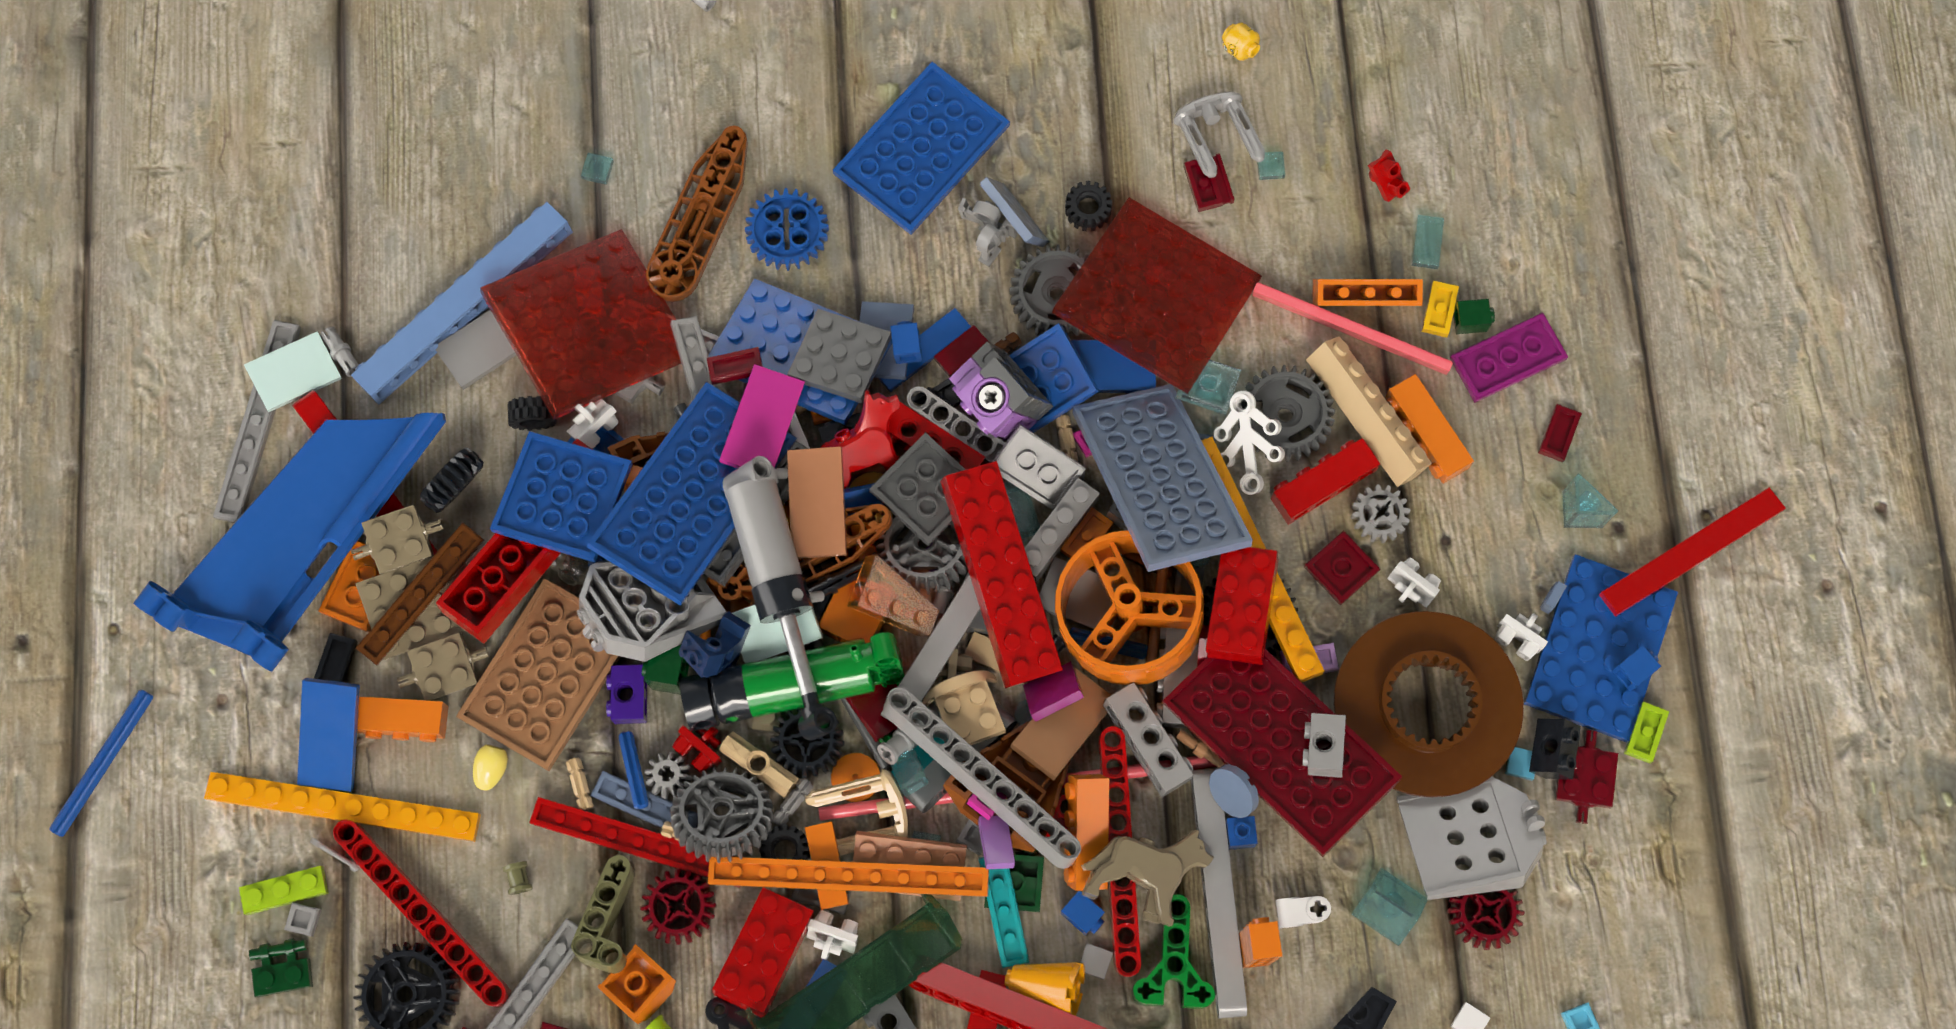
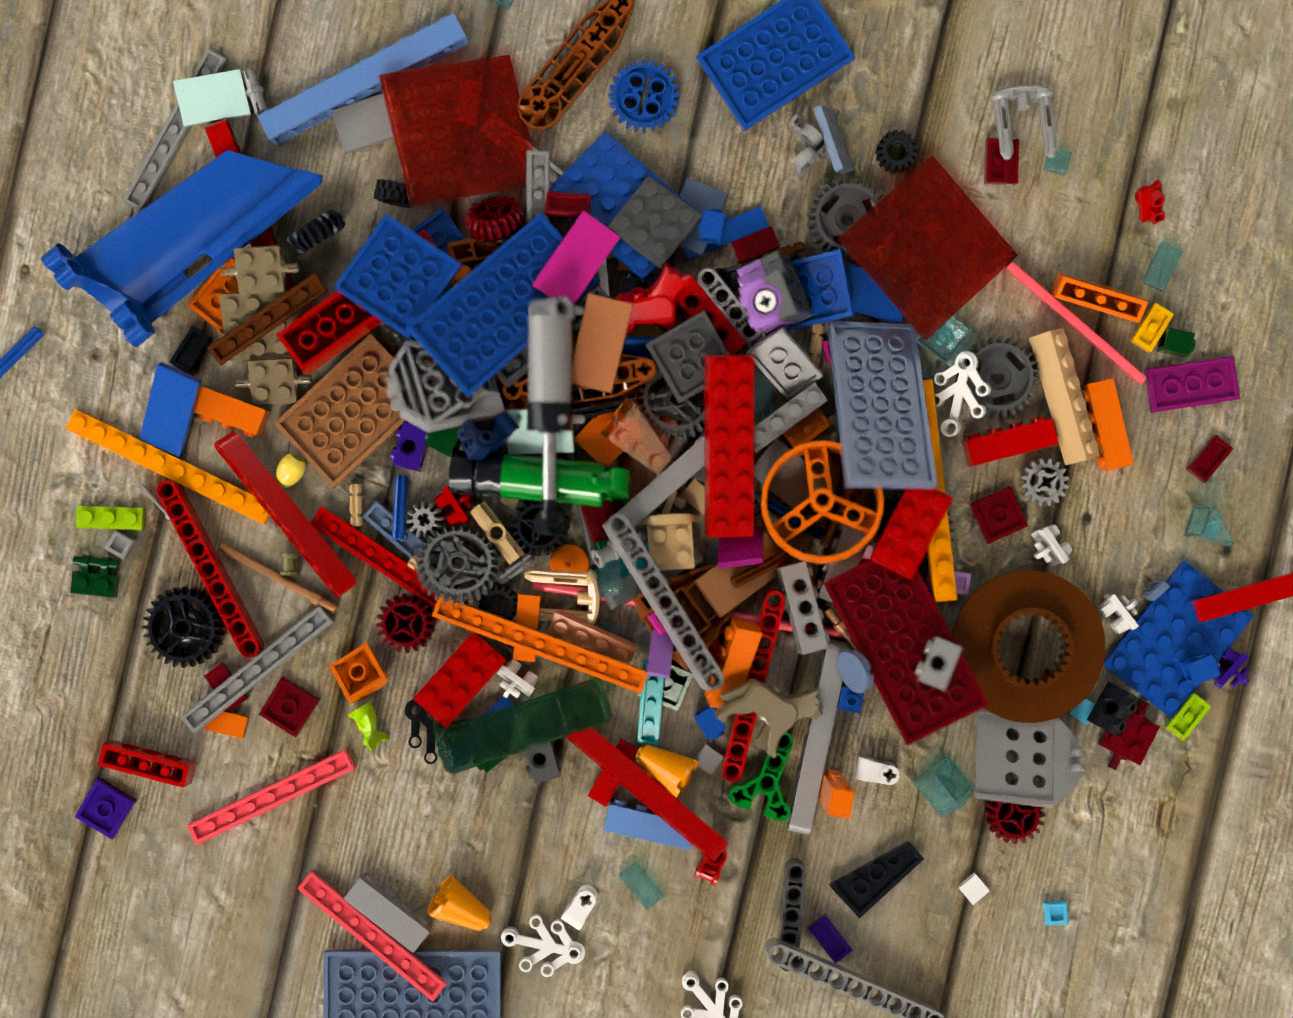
camera: 15 degrees right, 15 degrees up
(497, 818) = (285, 513): none -> red beam
(558, 910) = (315, 597): none -> medium nougat bar
(590, 420) = (439, 216): white hips -> none
(609, 911) = (351, 612): olive beam -> none
(655, 406) = (495, 219): none -> dark red gear
(1083, 710) = (760, 569): none -> reddish brown axle
(1241, 41) = (1070, 44): yellow head -> none
(1677, 650) = (1235, 660): none -> dark purple hips

